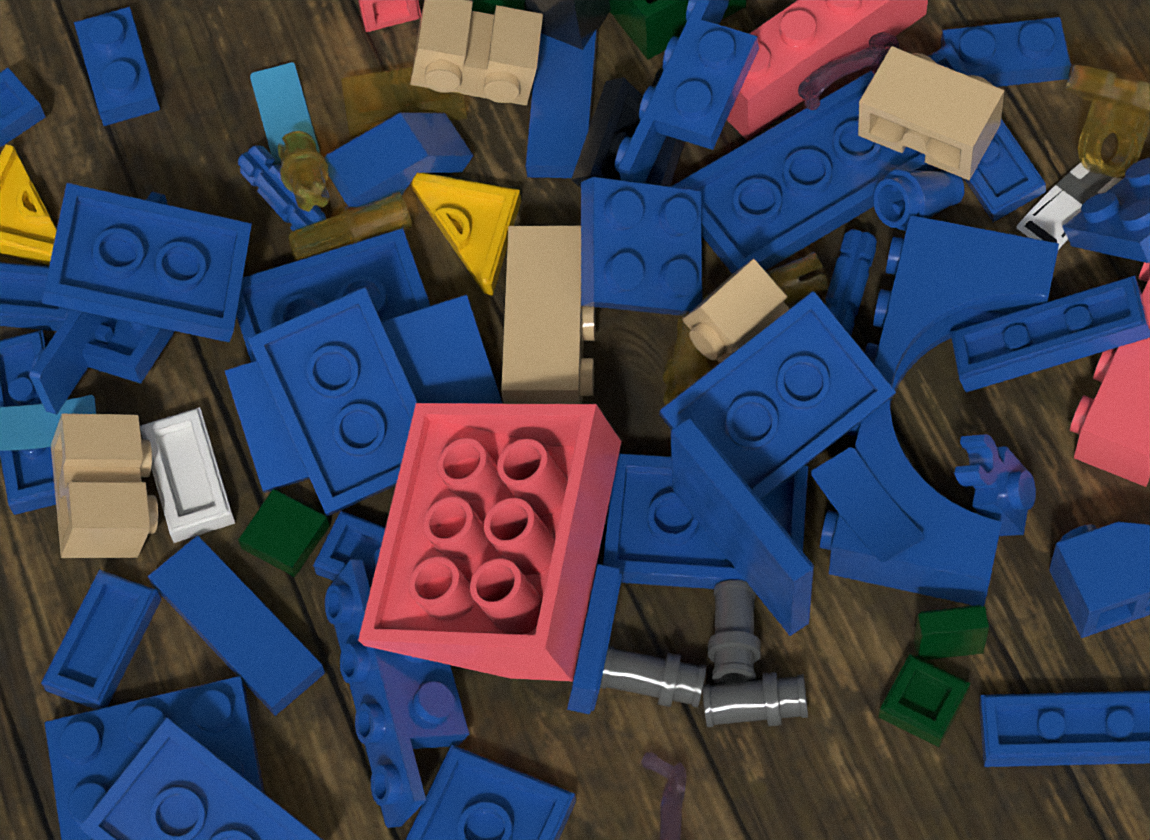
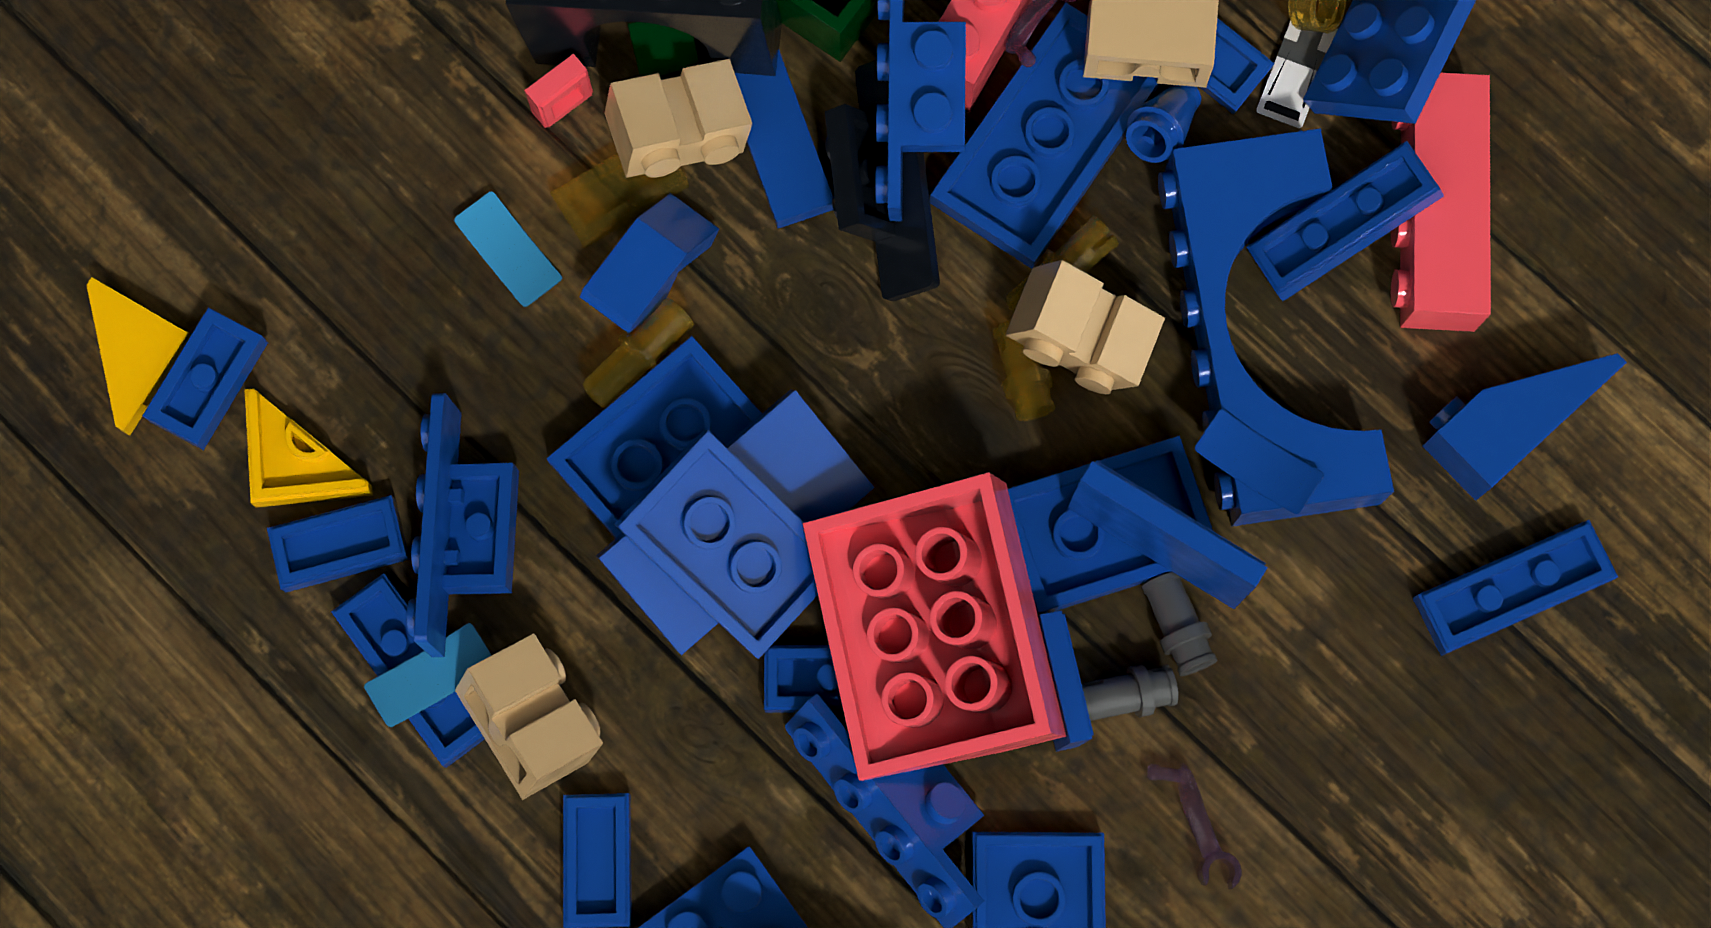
camera: 30 degrees left, 15 degrees up
(116, 66) = (313, 259): blue plate -> none
(147, 263) = (472, 479): blue plate -> none
(187, 475) = (598, 664): white tile -> none
(236, 625) = (717, 795): blue tile -> none
(260, 171) = (548, 336): blue axle -> none
(284, 533) = (719, 686): dark green tile -> none
(303, 170) = (568, 313): clear yellow axle -> none
(472, 220) = (750, 296): yellow tile -> none
(545, 318) = (874, 380): tan brick -> none
(640, 247) = (936, 277): blue plate -> none
(756, 700) = (1226, 679): dark grey pin -> none
(784, 395) = (1141, 389): blue plate -> none
(850, 276) = (1133, 235): blue axle -> none
(924, 700) = (1368, 617): dark green tile -> none
(951, 632) = (1371, 547): dark green tile -> none
(1000, 482) = (1359, 390): blue plate -> none

